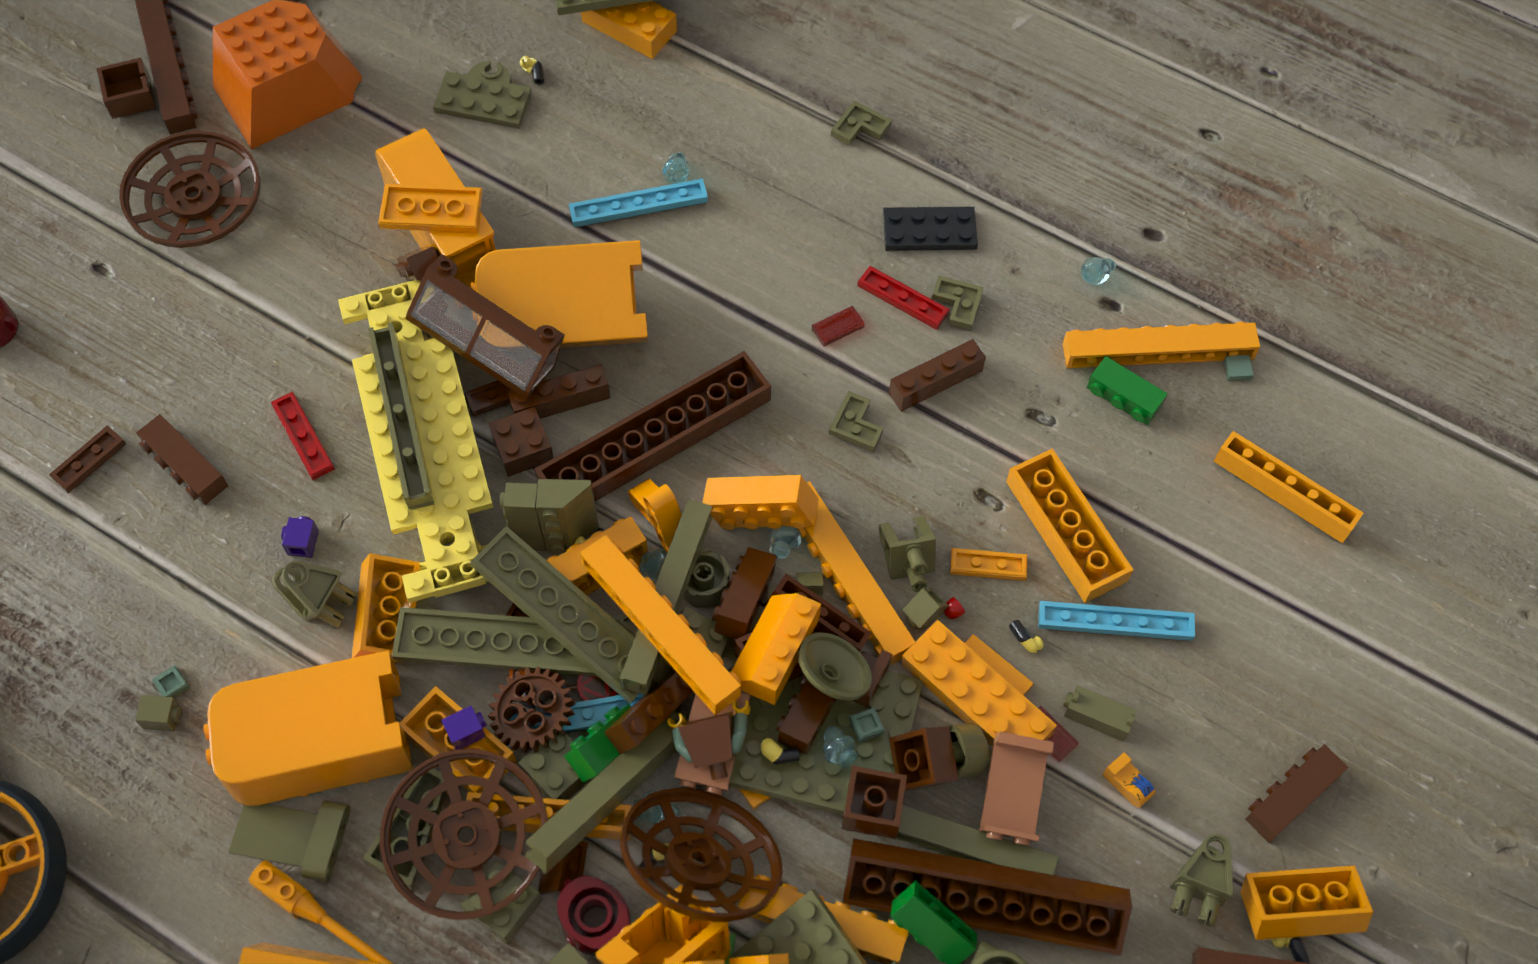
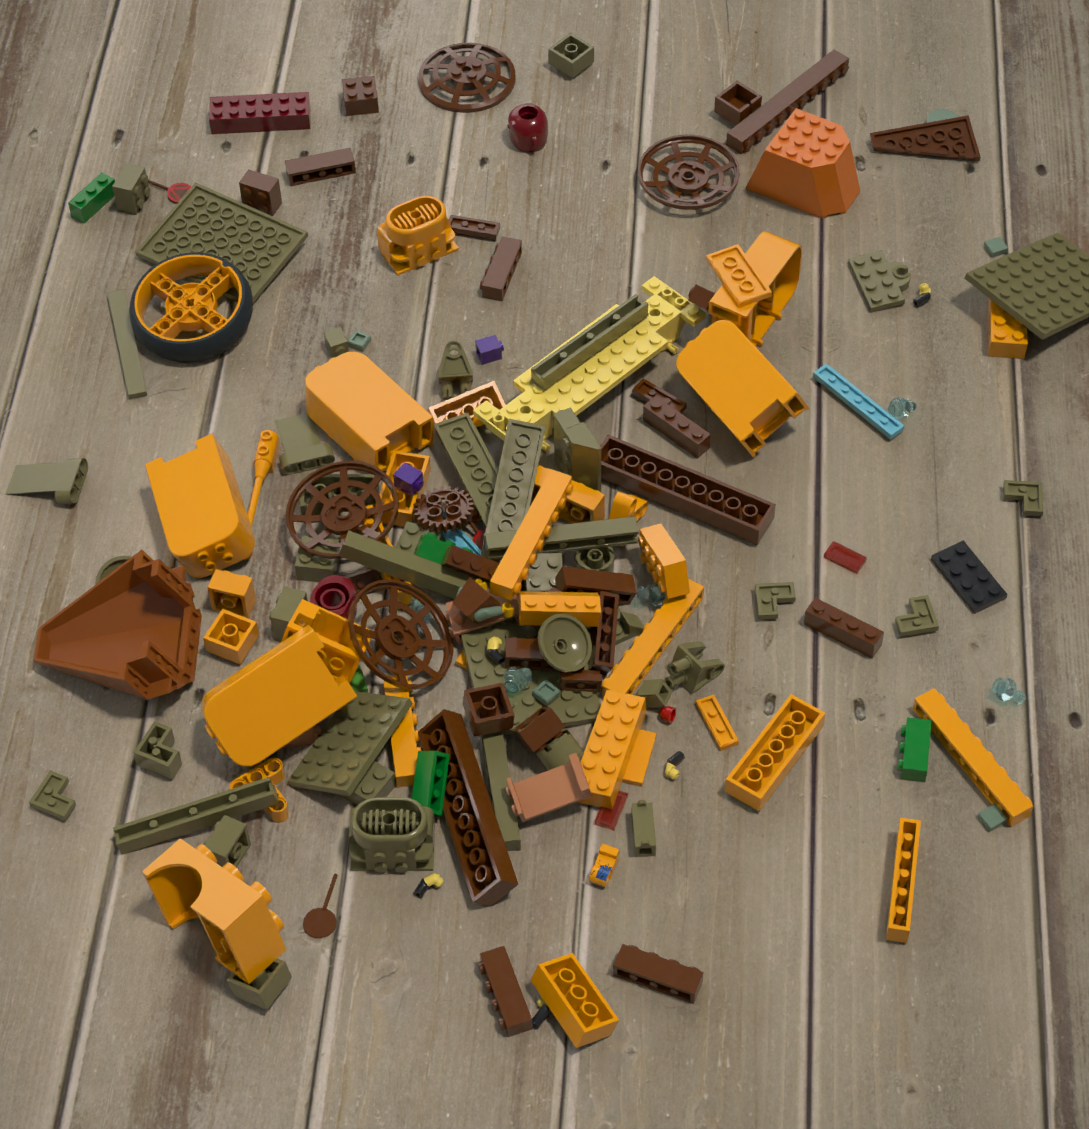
camera: 65 degrees right, 10 degrees down
(58, 529) = (416, 234): none -> light orange brick
(302, 436) = (559, 317): red tile -> none
(483, 330) = (674, 382): windscreen -> none
(521, 441) = (628, 422): reddish brown brick -> none
(903, 297) = (897, 584): red tile -> none
(1116, 620) = (722, 814): medium azure plate -> none
(1206, 878) = (557, 932): olive piece -> none

